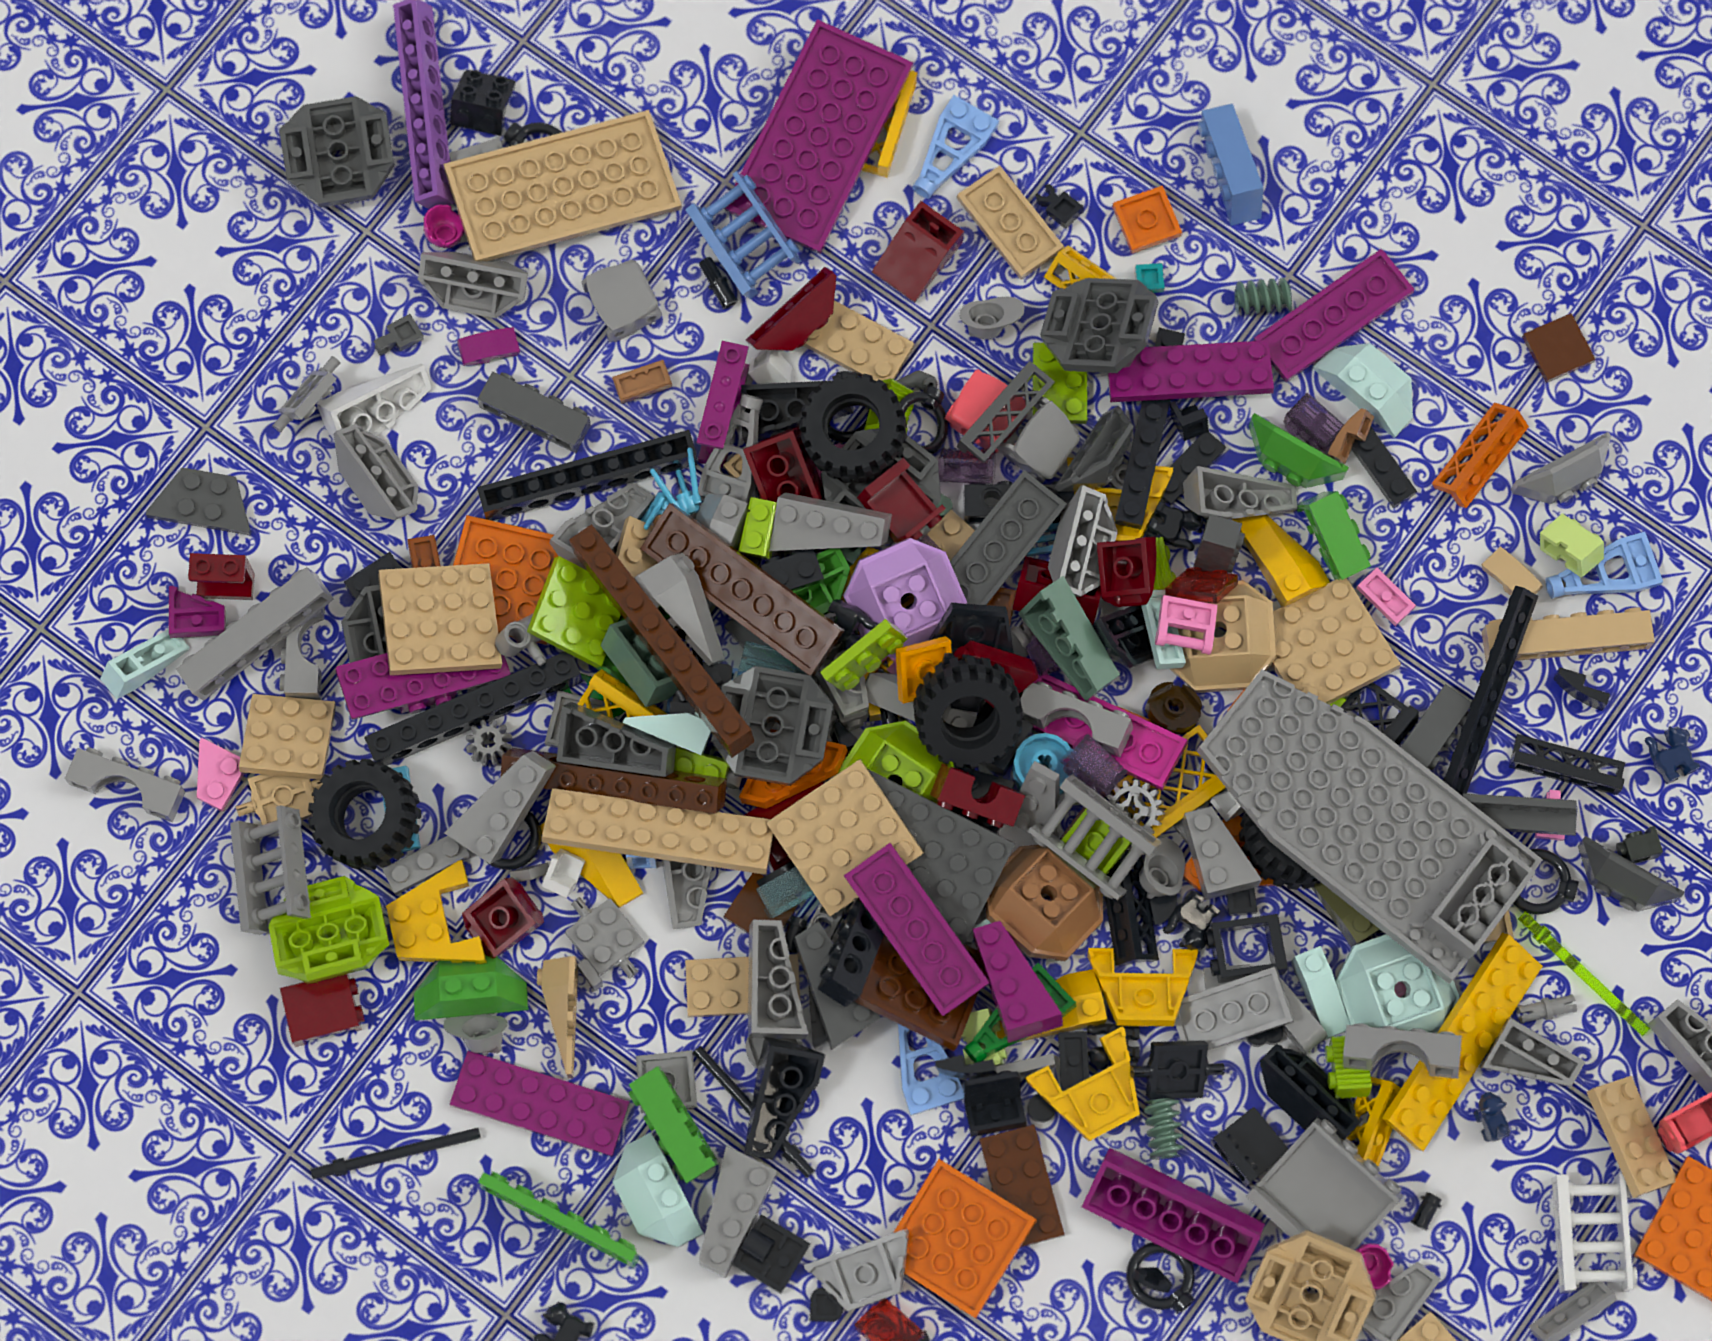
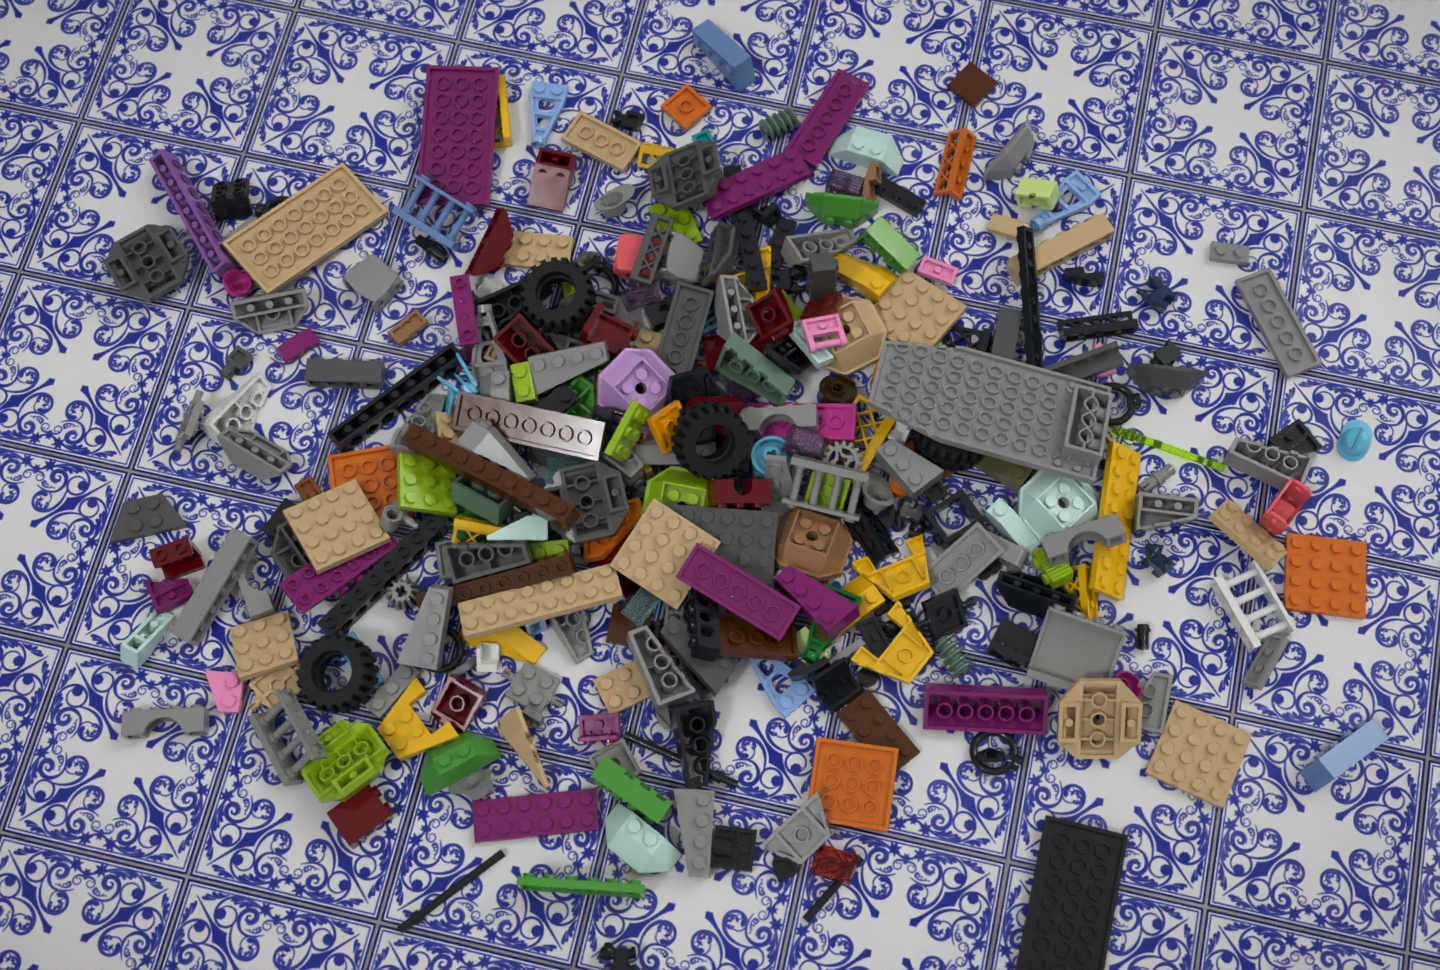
camera: 20 degrees left, 5 degrees down
(666, 1026) = (599, 727): none -> magenta bracket

